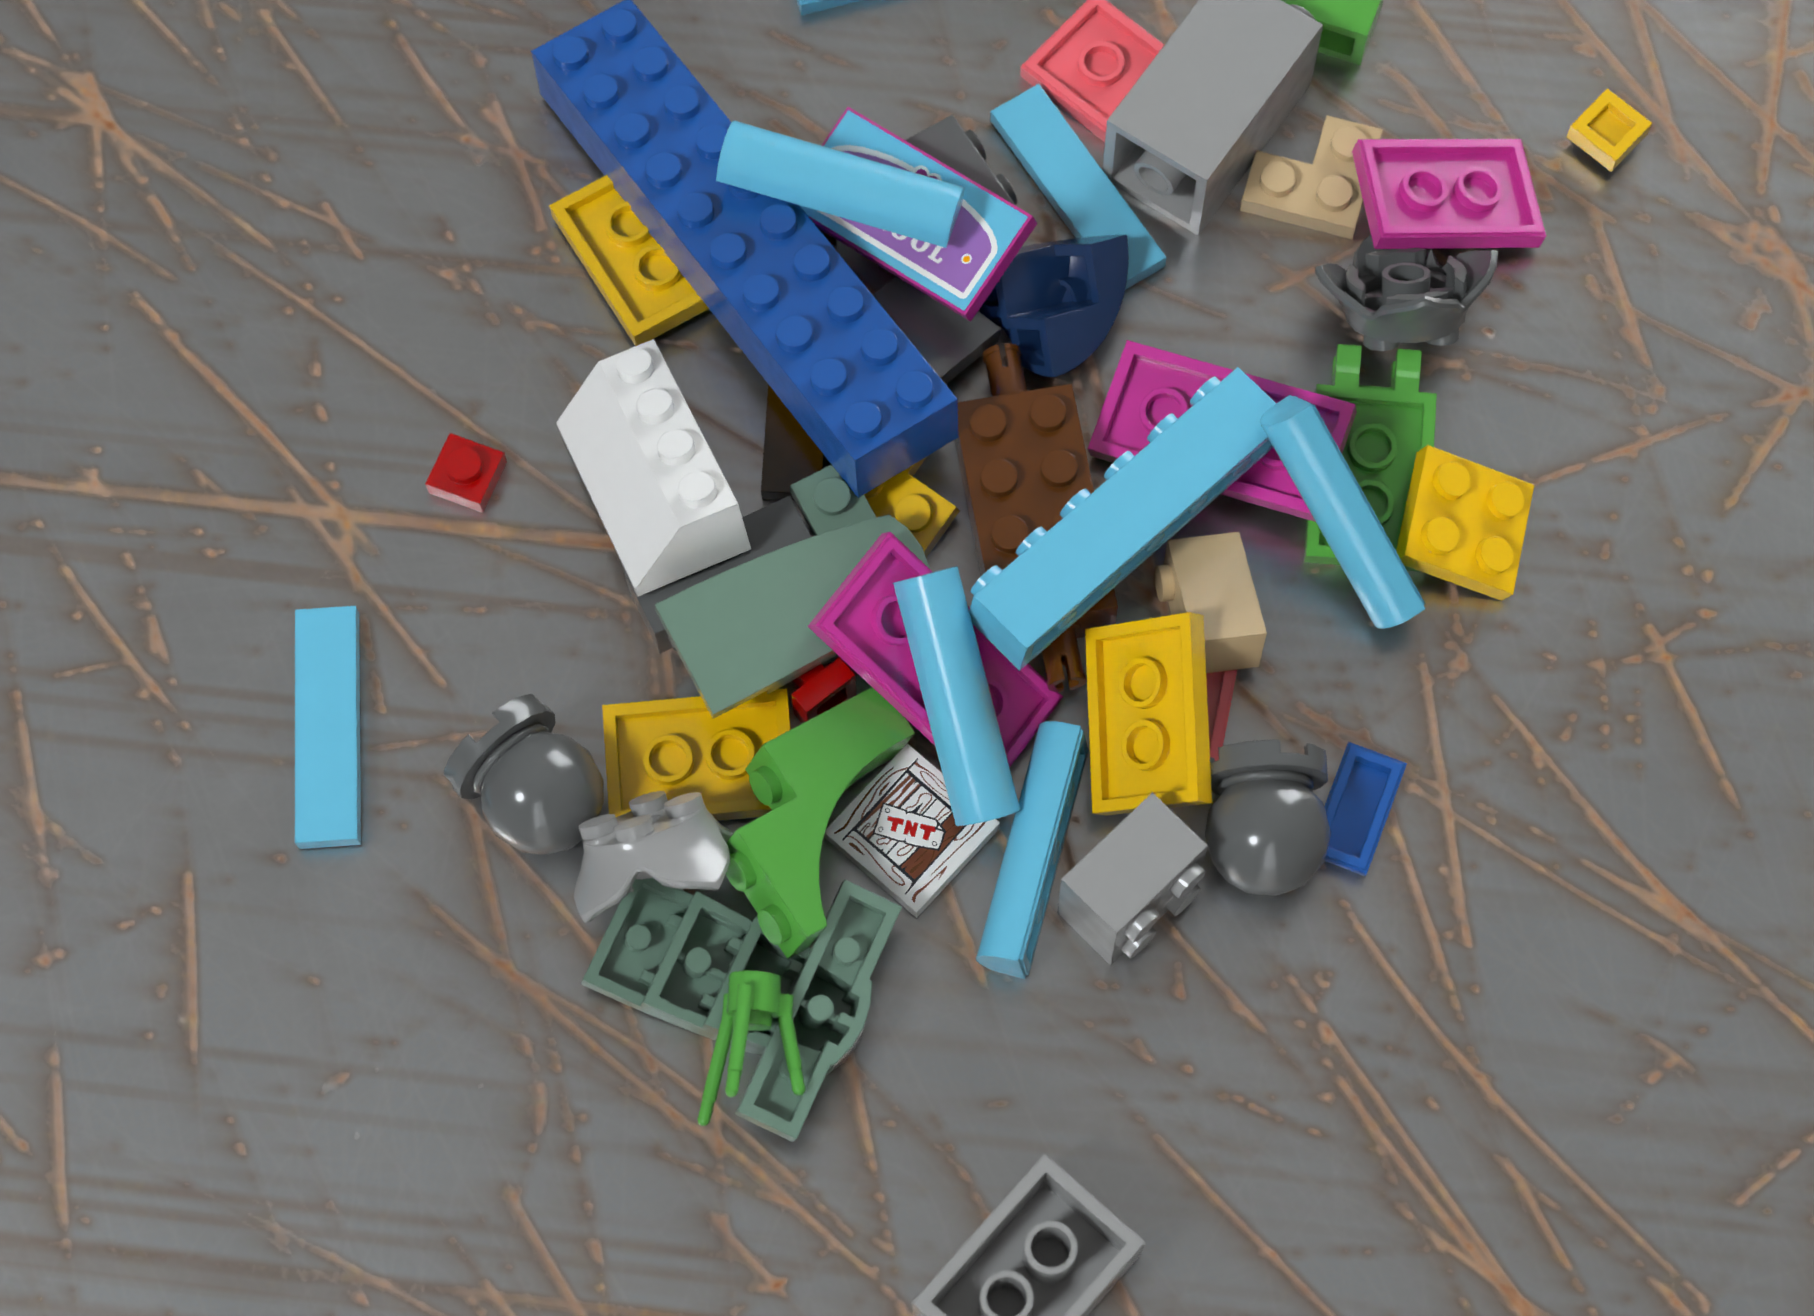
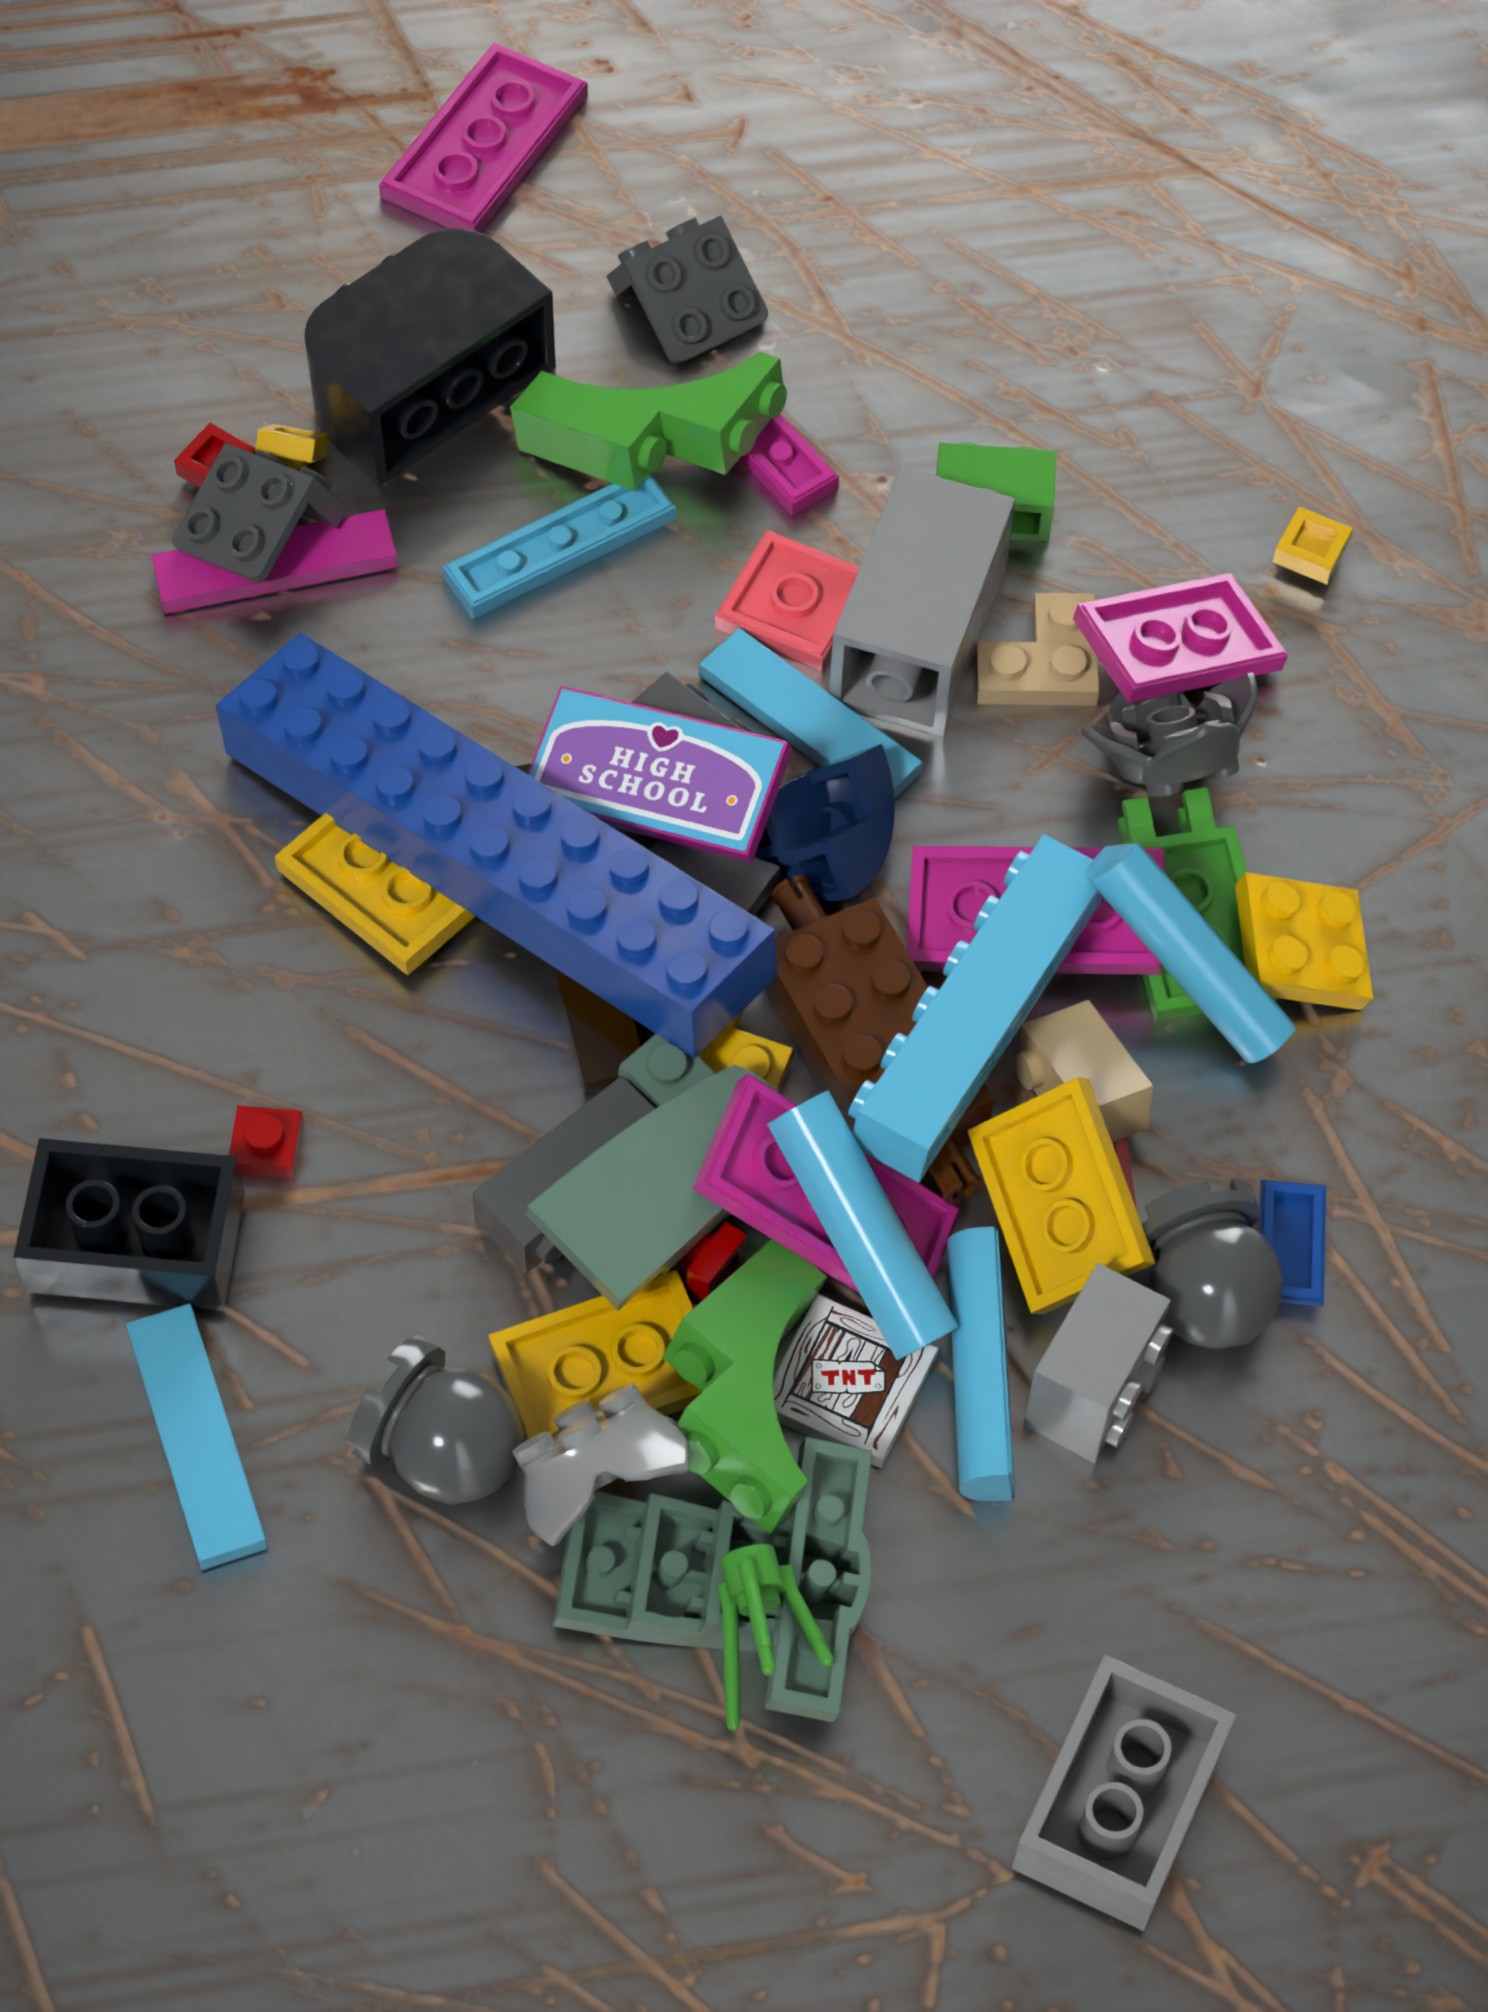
camera: 20 degrees left, 10 degrees down
(320, 521) = (130, 1224): none -> black brick
(650, 471) = (470, 1084): white slope -> none
(839, 183) = (585, 753): medium azure brick -> none

